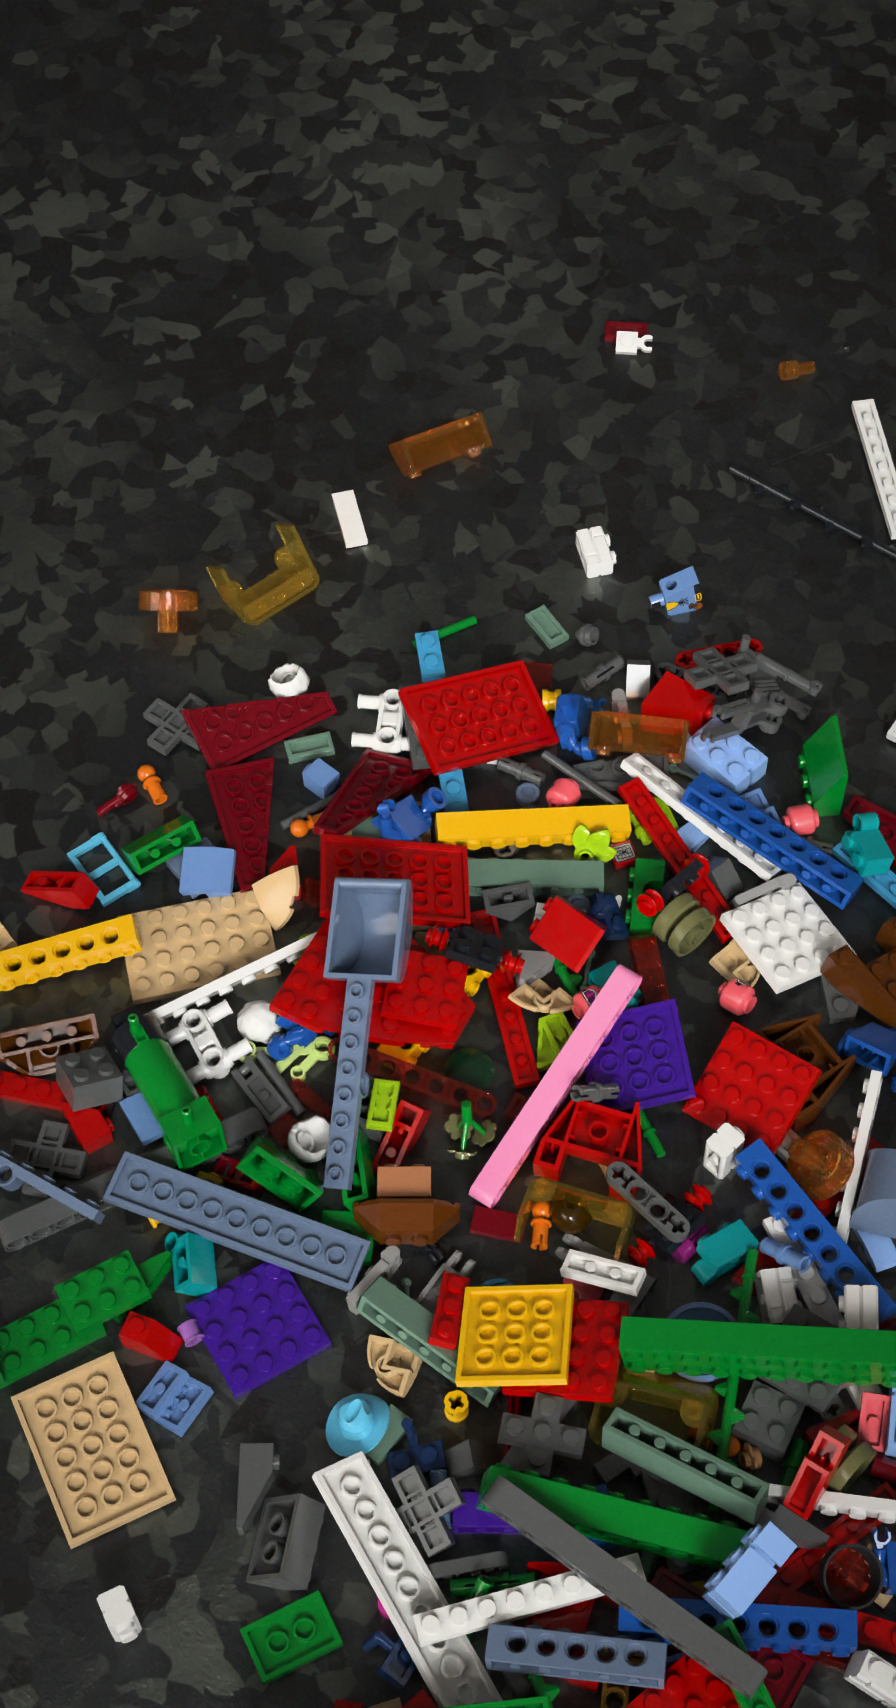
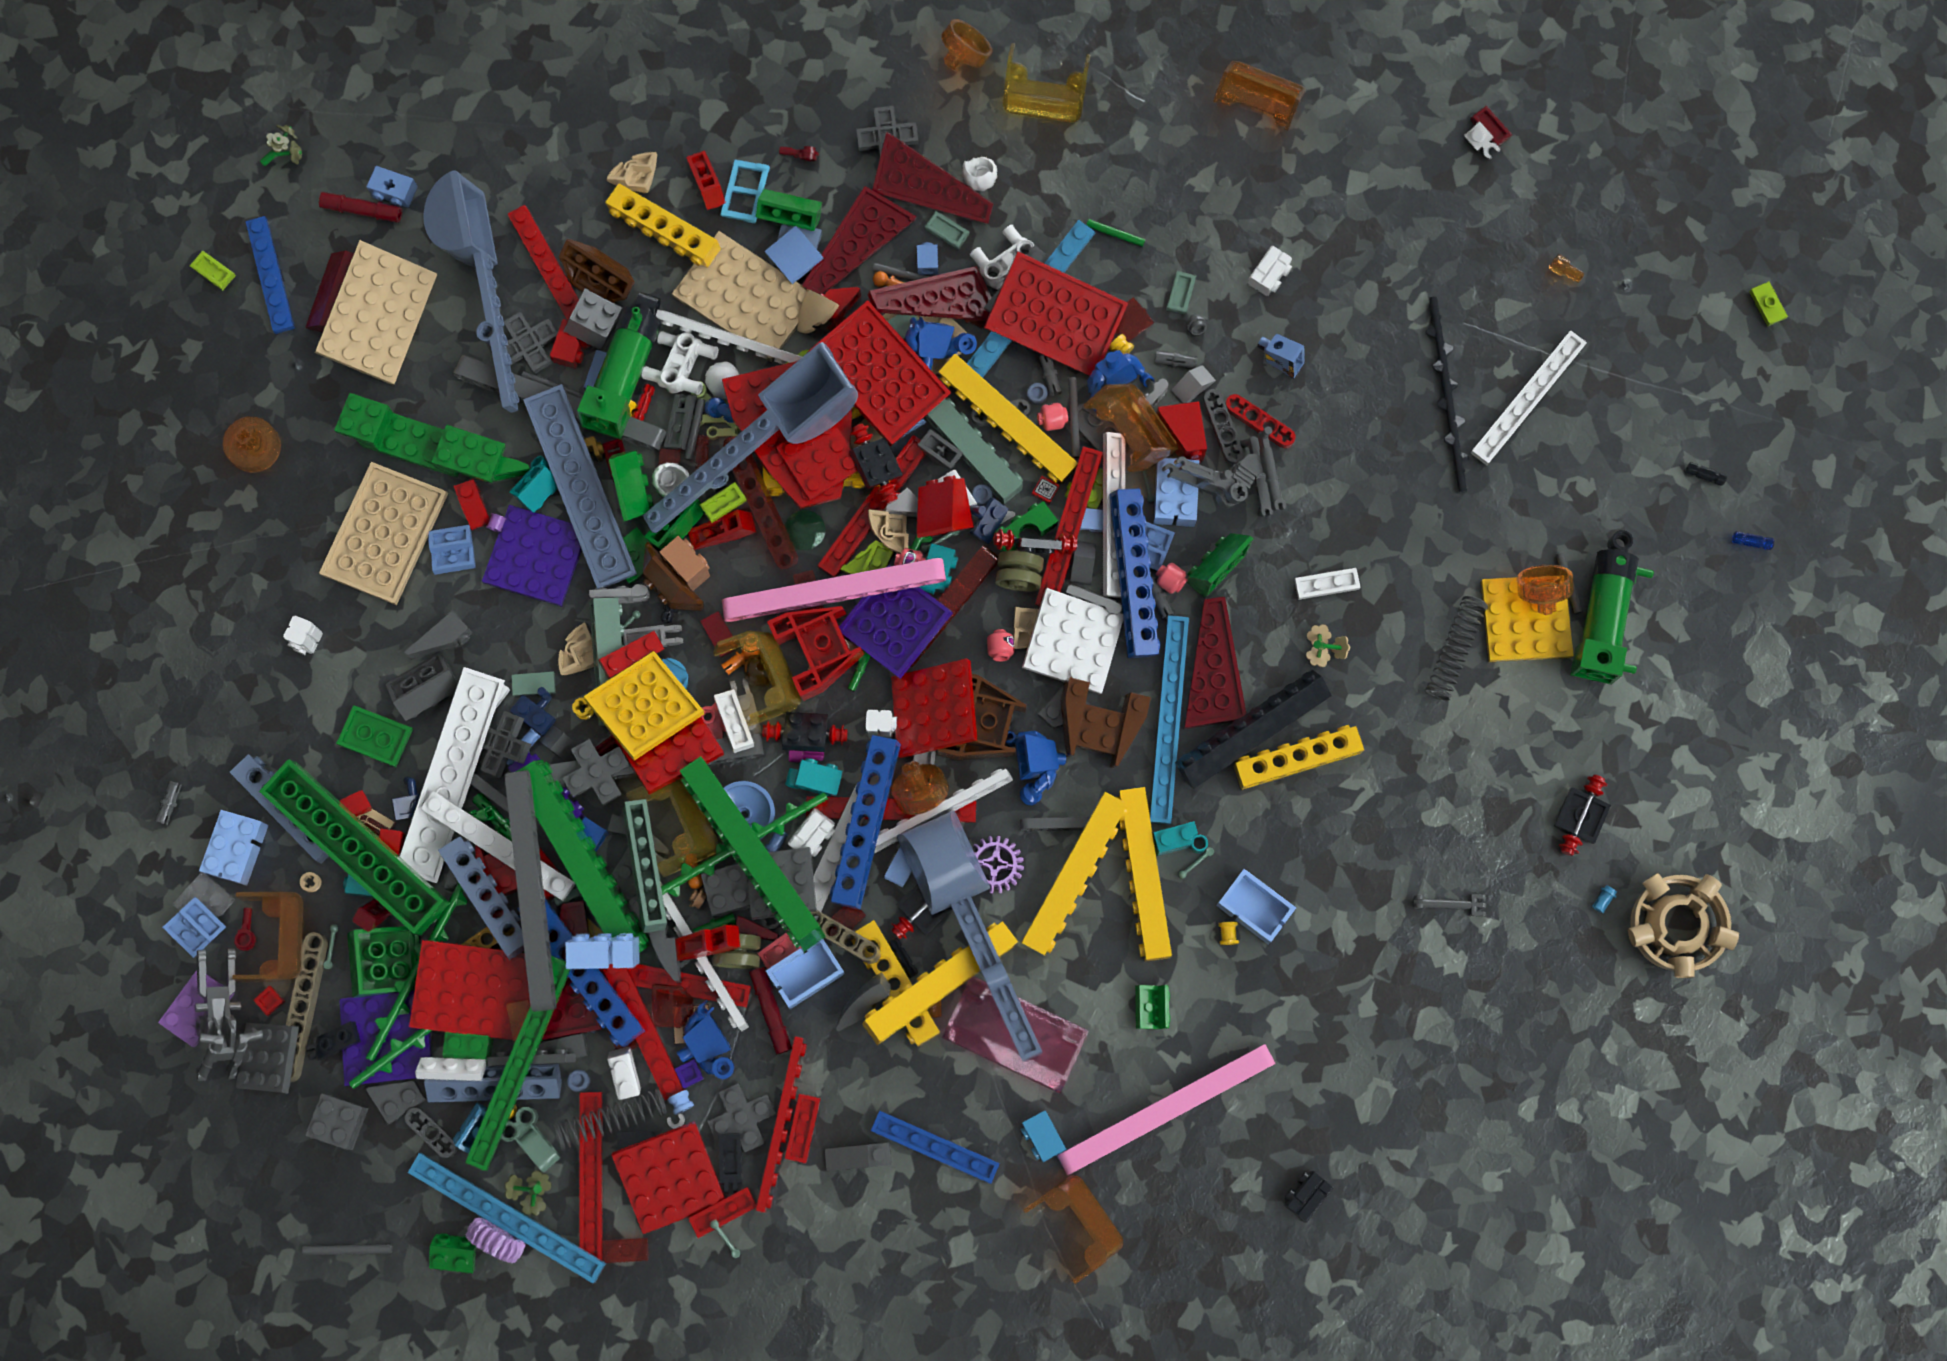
camera: 45 degrees right, 20 degrees up
(151, 782) = (833, 152): orange pin -> none
(349, 519) = (1149, 92): white tile -> none
(357, 1424) = (525, 663): medium azure hat -> none
(460, 1127) = (760, 559): olive plant -> none
(594, 844) = (1027, 467): lime plate -> none
(594, 1092) = (844, 617): dark grey pin -> none
(644, 1204) = (798, 708): dark grey beam -> none
(725, 672) = (1228, 435): dark grey plate -> none
(785, 1254) = (838, 816): medium blue pin -> none
(859, 1307) = (824, 891): white brick -> none
(867, 846) = (1183, 635): teal hinge -> none
(875, 1583) = (660, 1027): black tyre -> none

